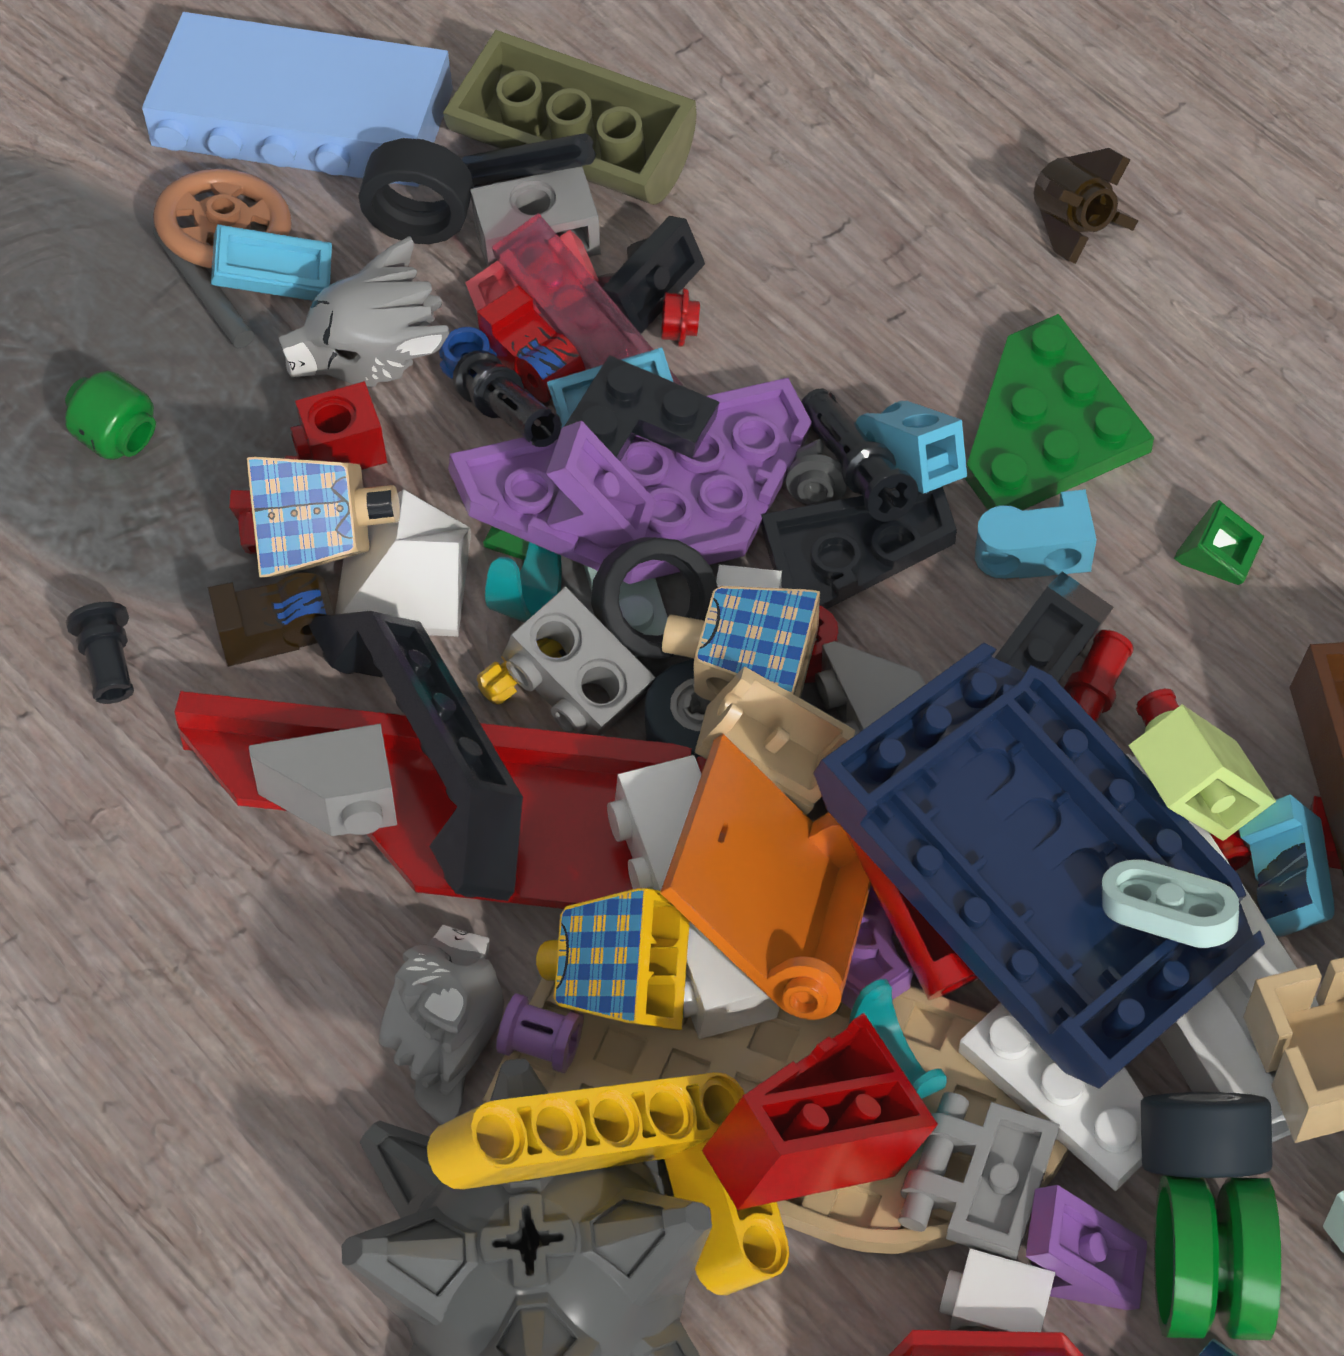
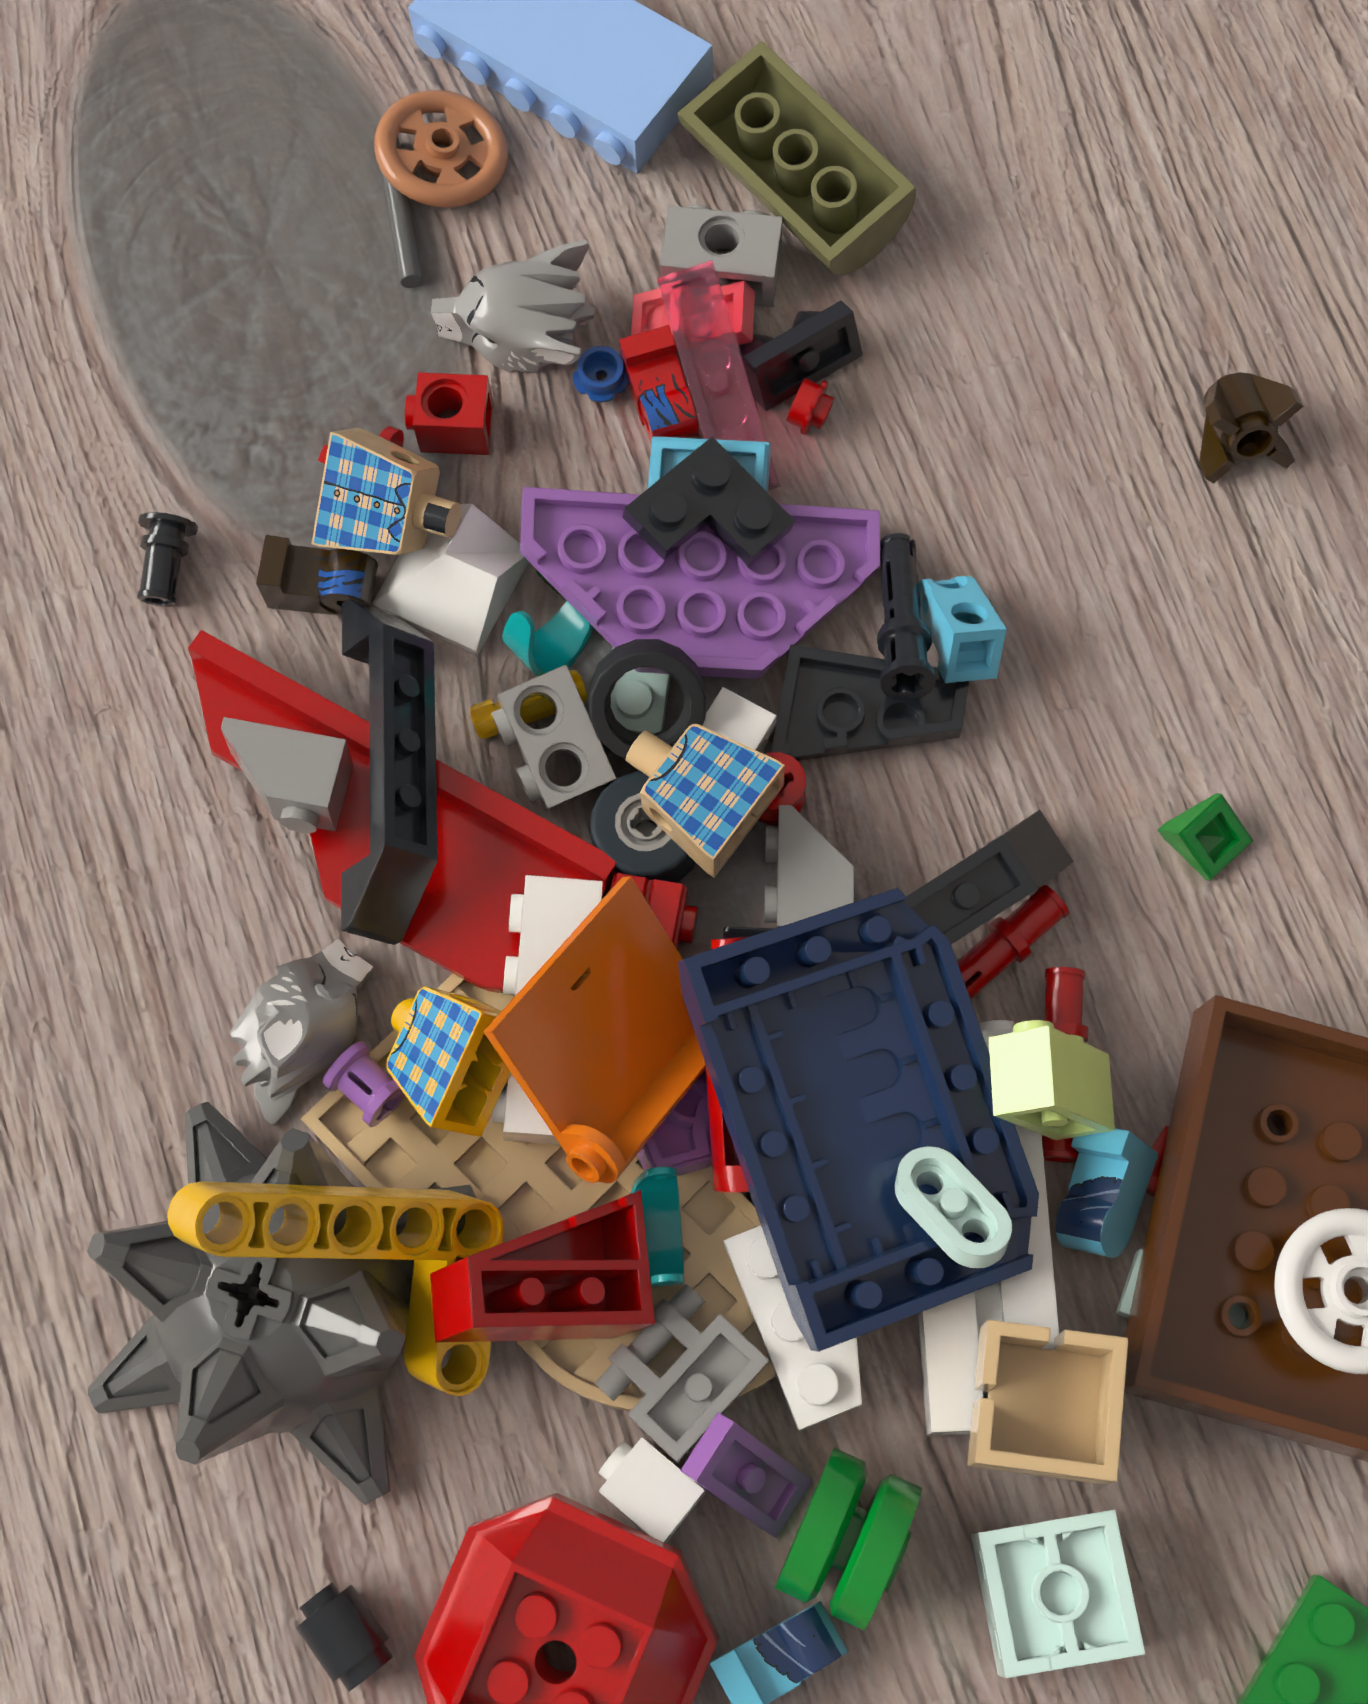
camera: 25 degrees right, 15 degrees up
(109, 415) = (259, 320): green head -> none
(270, 263) = (462, 214): medium azure tile -> none
(419, 163) = (618, 188): black tyre -> none
(517, 410) = (603, 432): black pin -> none
(531, 159) = (735, 193): black axle -> none
(595, 491) = (633, 580): medium lavender slope -> none
(775, 732) = (684, 888): tan hinge -> none
(814, 476) = (856, 622): dark grey plate -> none
(1037, 540) = (1032, 767): medium azure leg -> none
(1050, 421) = (1106, 644): green plate -> none
(1206, 1134) = (887, 1430): black wheel -> none

